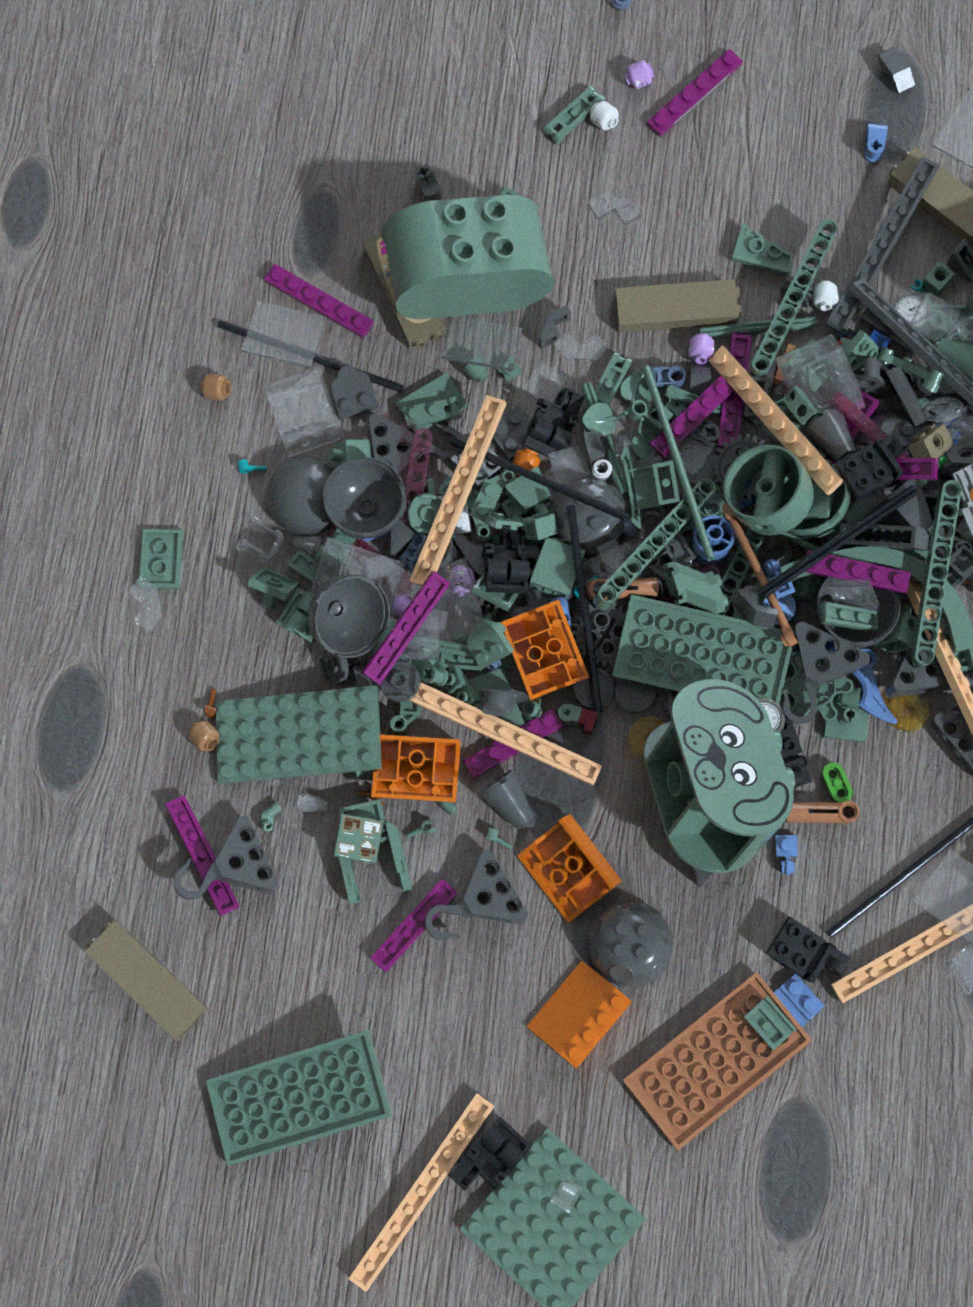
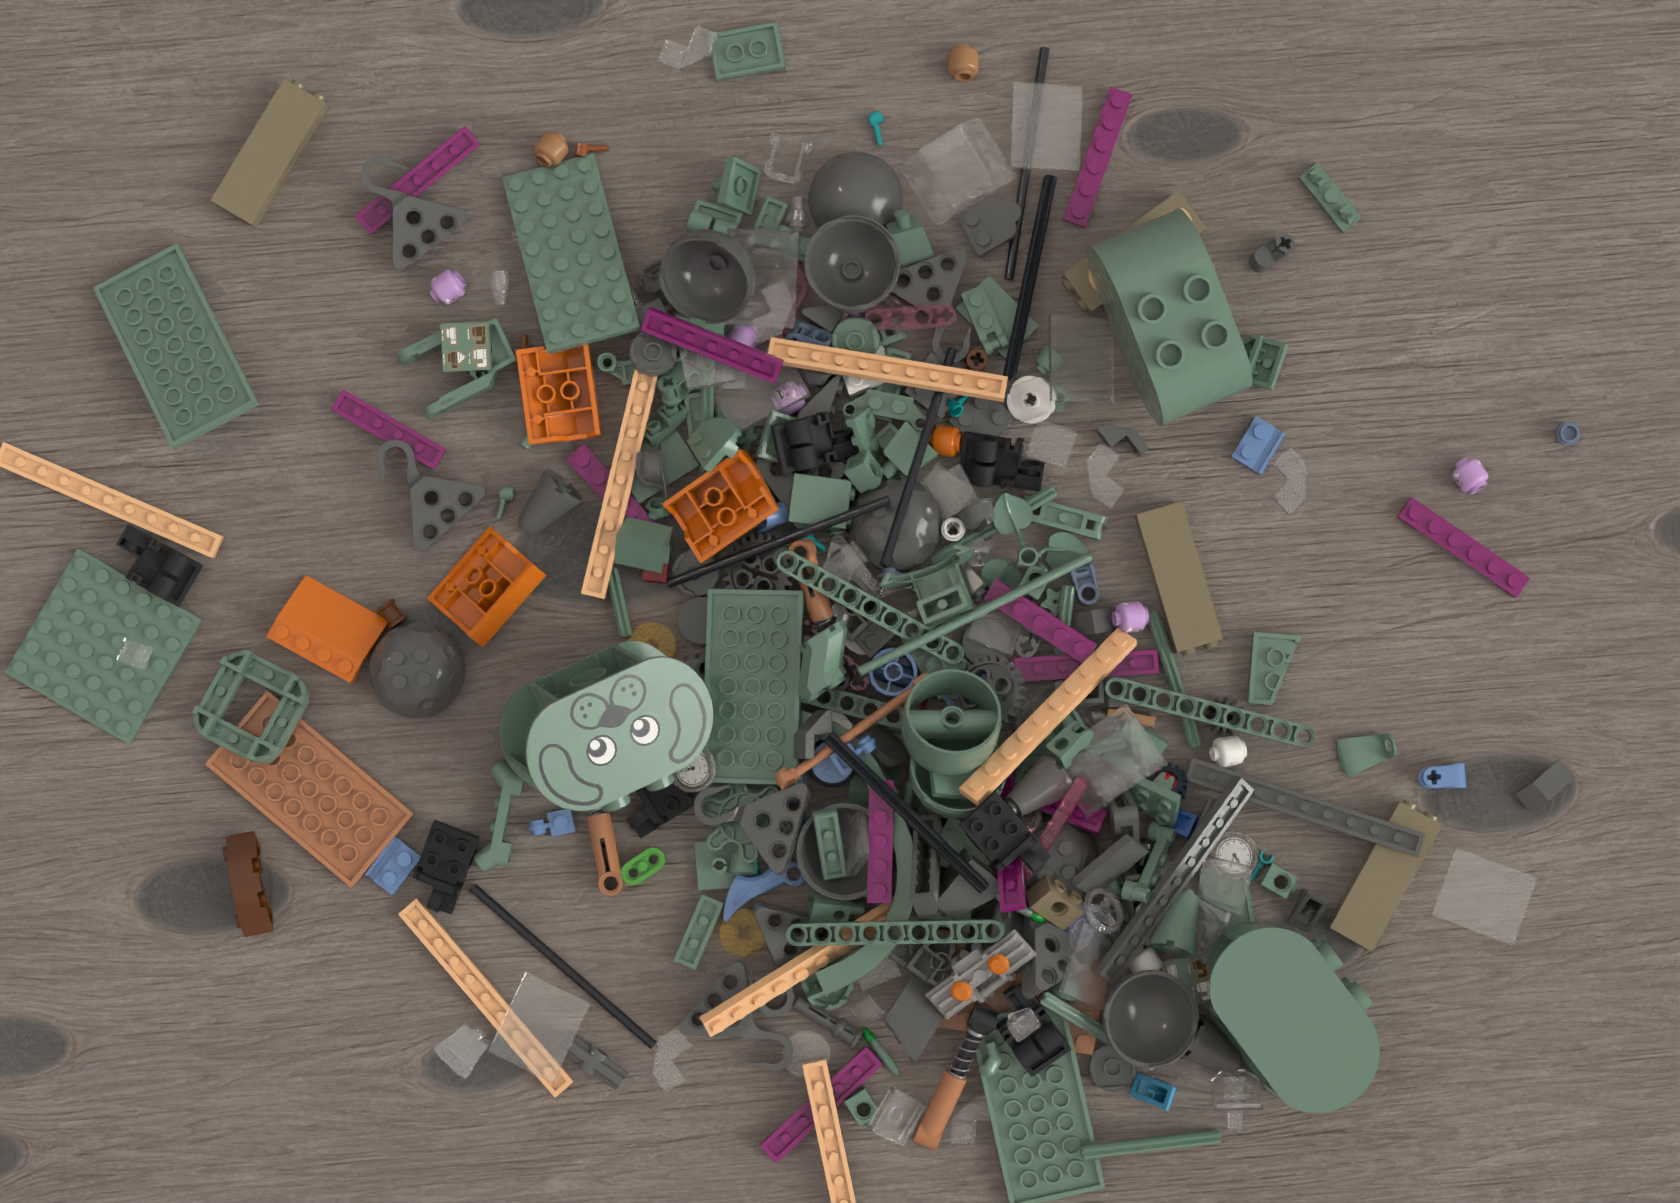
camera: 70 degrees right, 10 degrees up
(267, 817) = (476, 241): sand green arm -> none
(301, 848) = (447, 287): none -> lavender head
(394, 134) = (1329, 198): none -> sand green plate
(404, 370) = (1029, 277): none -> black axle
(424, 828) = (497, 417): sand green hand -> none
(461, 421) = (971, 355): none -> reddish brown bush
(499, 448) = (956, 406): none -> teal hand
(513, 379) = (1019, 393): none -> white plate
(562, 724) = (642, 544): none -> sand green slope
(573, 115) = (1401, 407): sand green plate -> none
(577, 955) = (391, 614): none -> reddish brown bush
(581, 227) = (1257, 445): none -> medium blue plate
(604, 115) = (1406, 443): white head -> none
(611, 758) = (619, 604): none -> sand green axle
(617, 1122) = (223, 689): none -> sand green plate
(746, 881) = (499, 851): none -> sand green plate
(769, 1023) = (358, 837): sand green plate -> none
(793, 1131) = (244, 870): none -> reddish brown brick
(844, 196) = (1364, 752): none -> sand green piece
(901, 747) = (698, 931): none -> sand green plate

